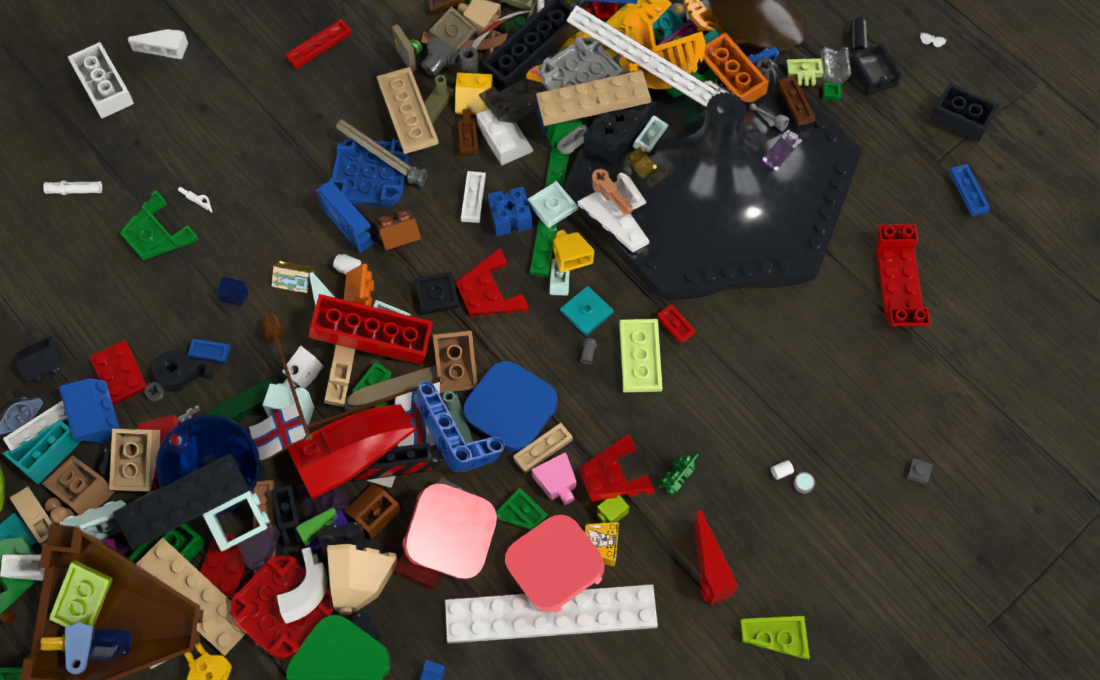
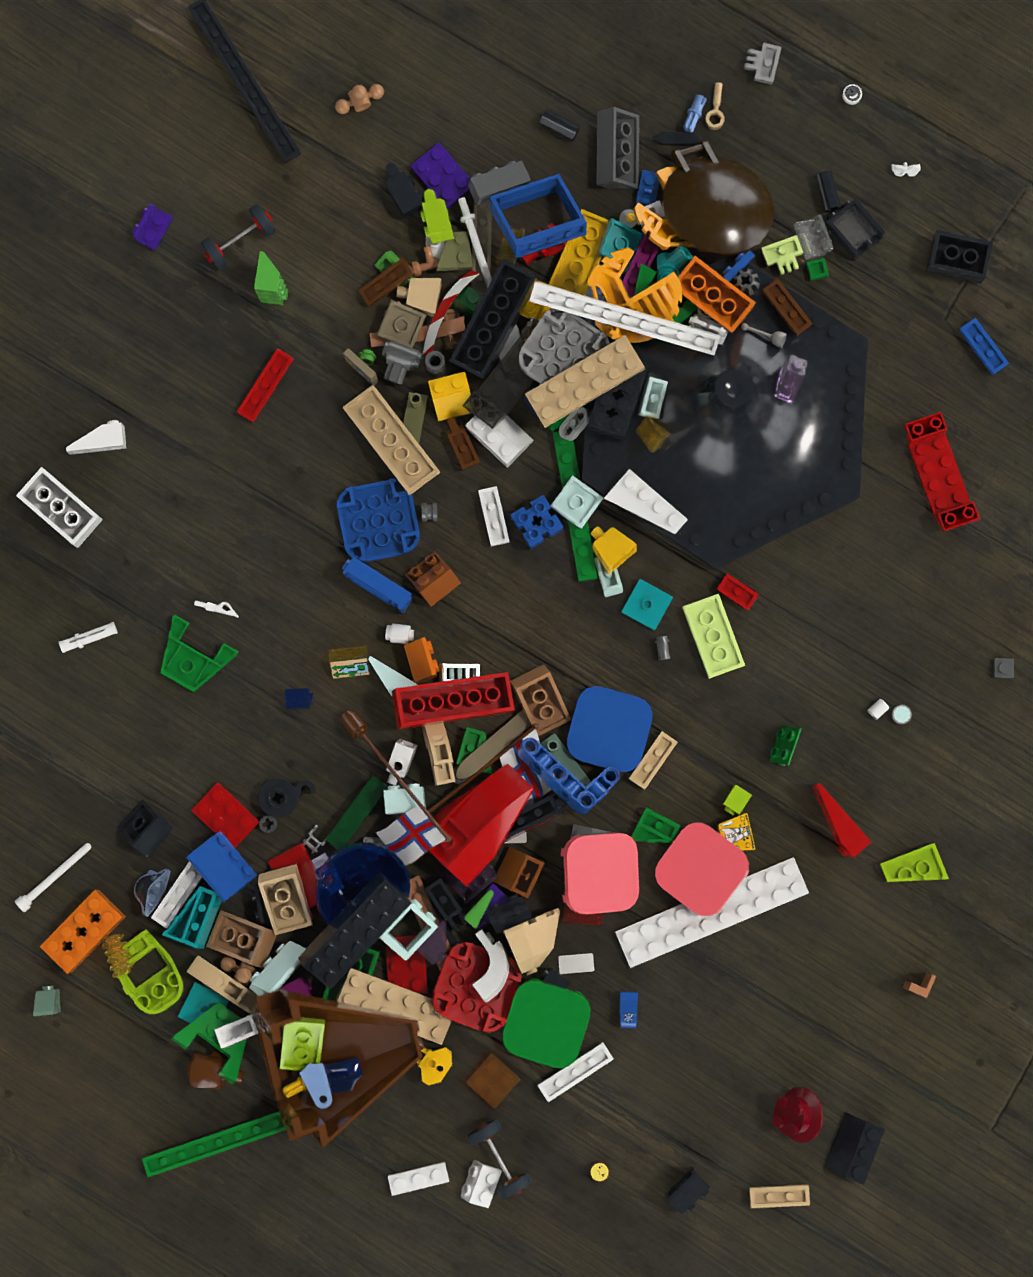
camera: 15 degrees left, 20 degrees up
(208, 351) = (301, 766): blue tile -> none
(373, 147) = (374, 496): dark tan axle -> none
(394, 620) = (576, 963): none -> white sticker
(436, 293) = (496, 634): black plate -> none
(481, 292) = (538, 618): red wing -> none
(535, 73) = (511, 357): tile -> none
(556, 478) = (676, 787): bright pink torso -> none
(605, 186) = (636, 483): nougat connector -> none
(605, 477) = (719, 770): red wing -> none
(629, 191) = (651, 471): white hinge -> none

